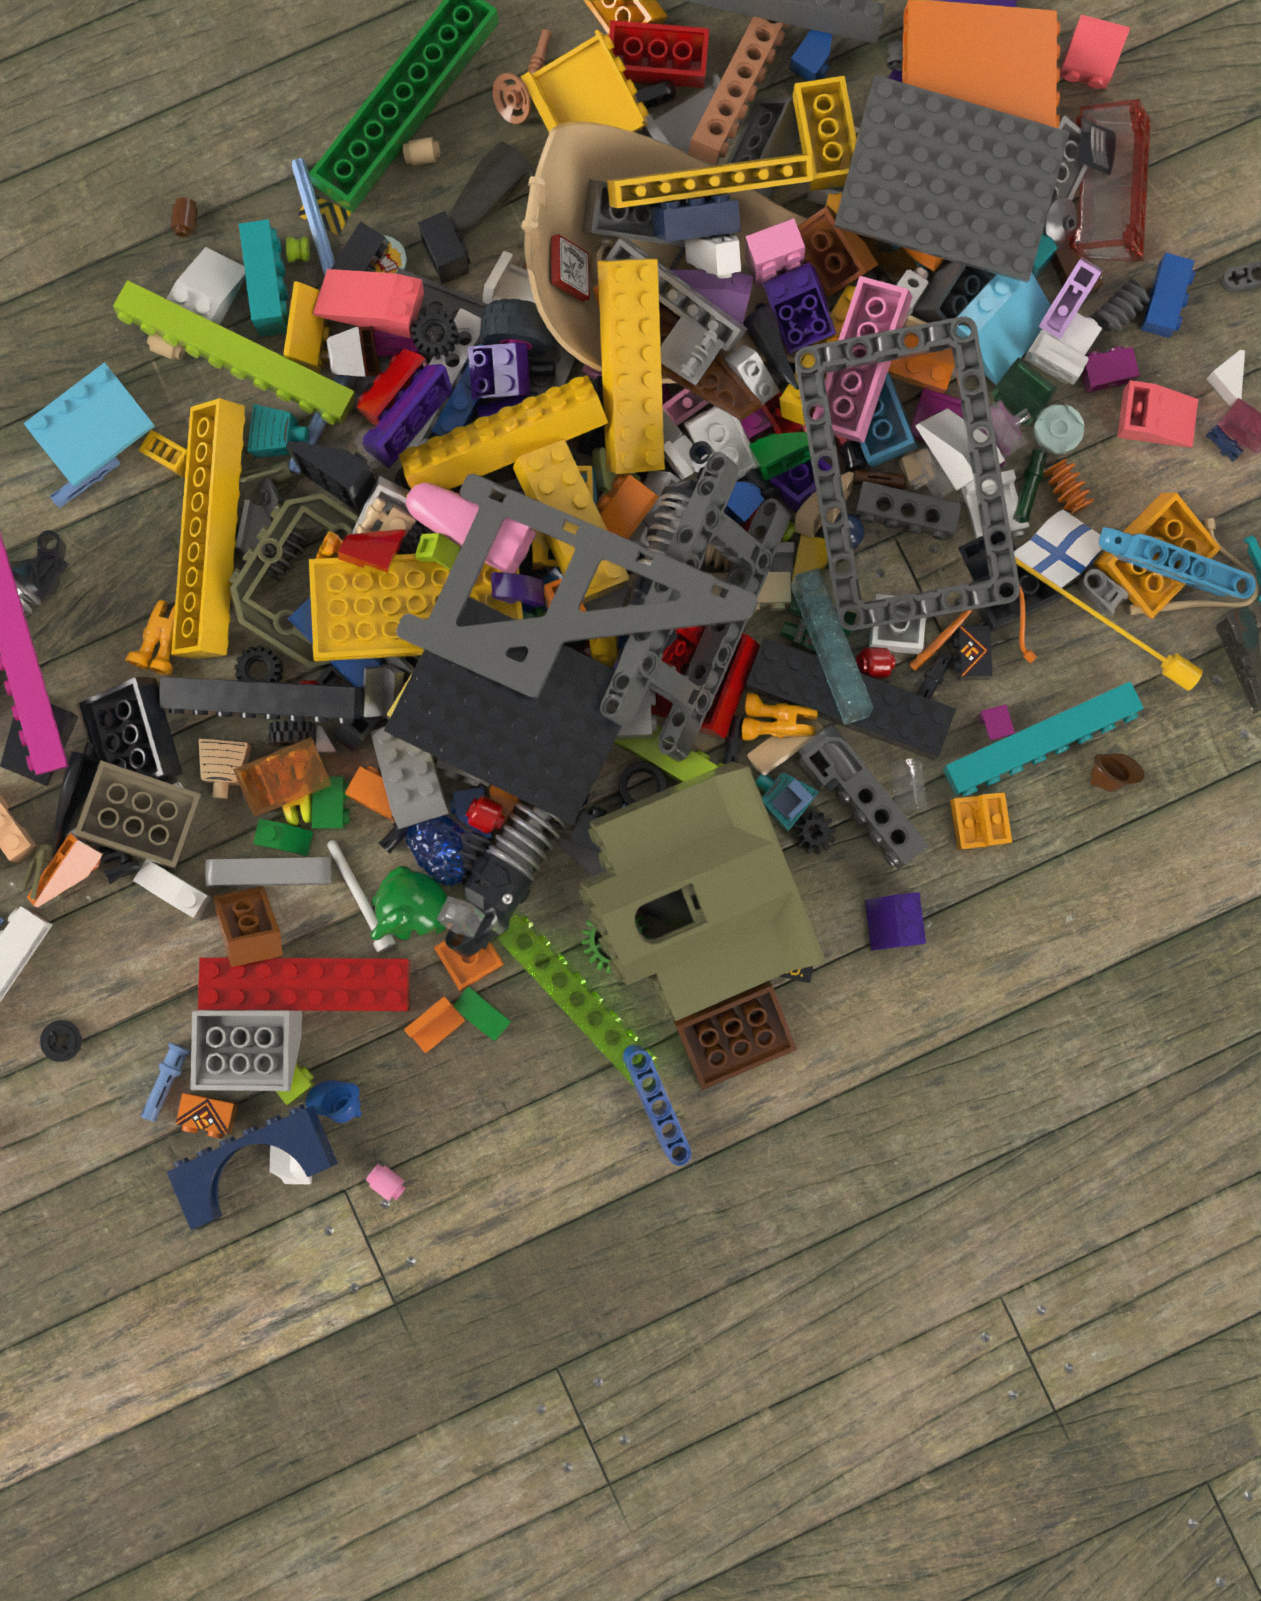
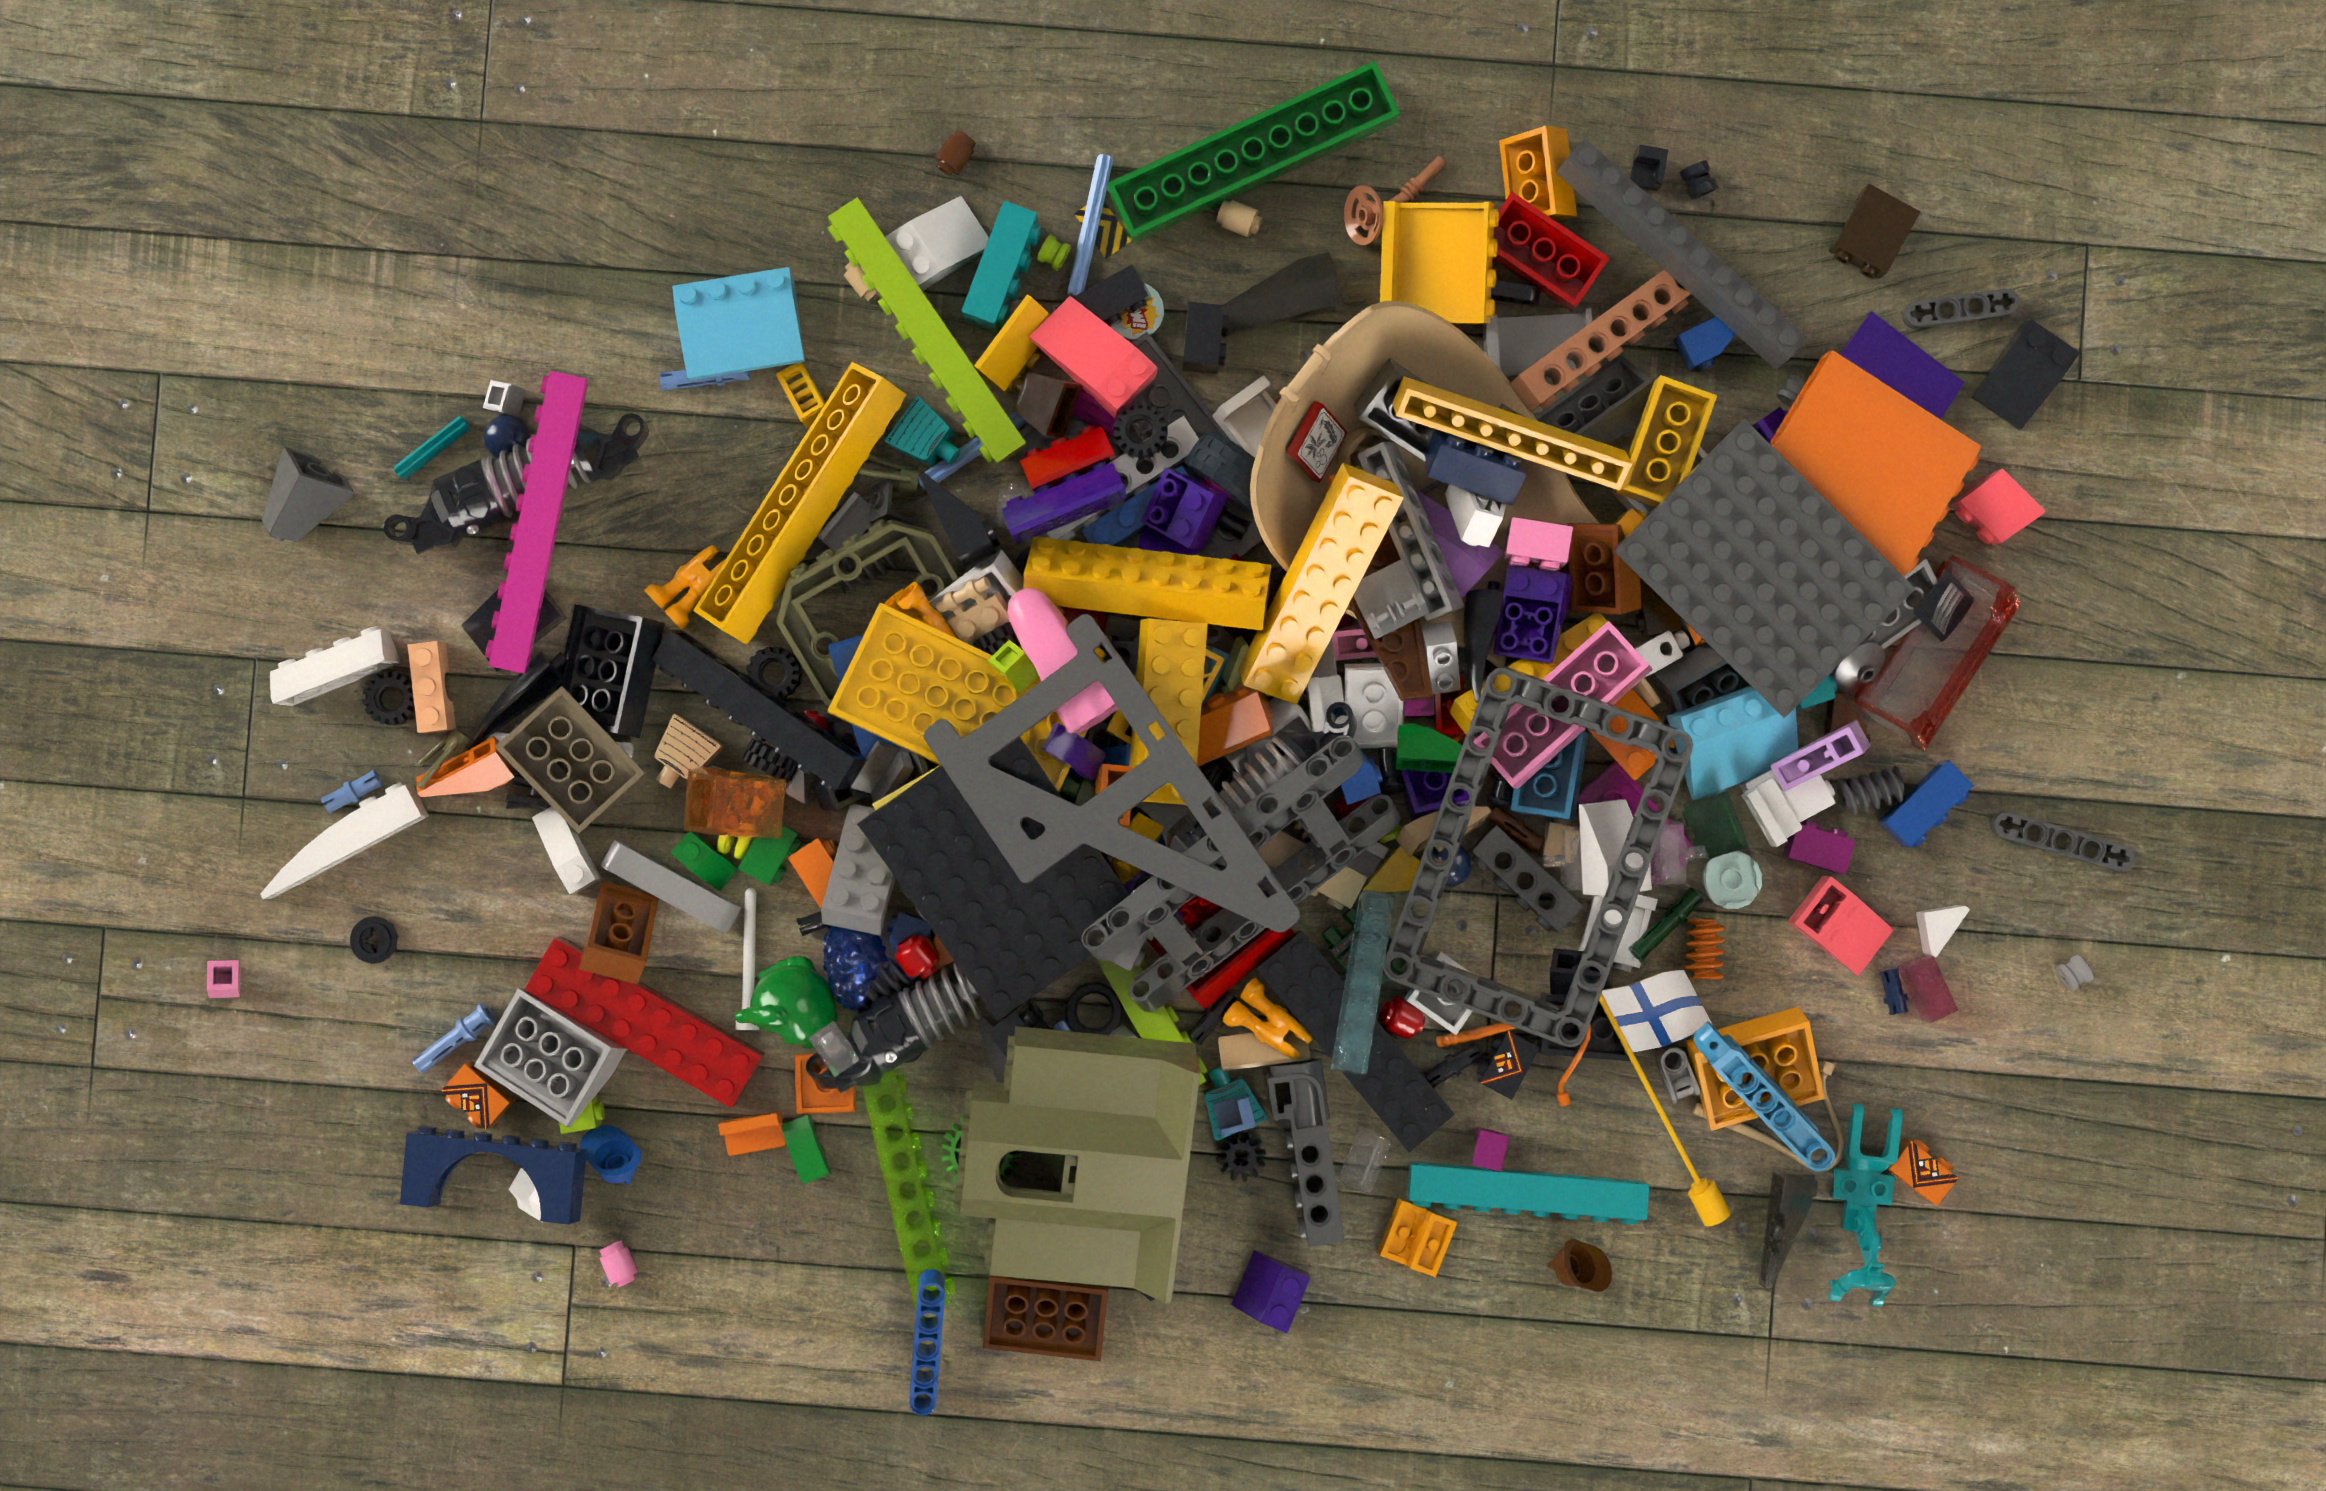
camera: 30 degrees right, 5 degrees up
(371, 548) = (950, 627): red slope -> none

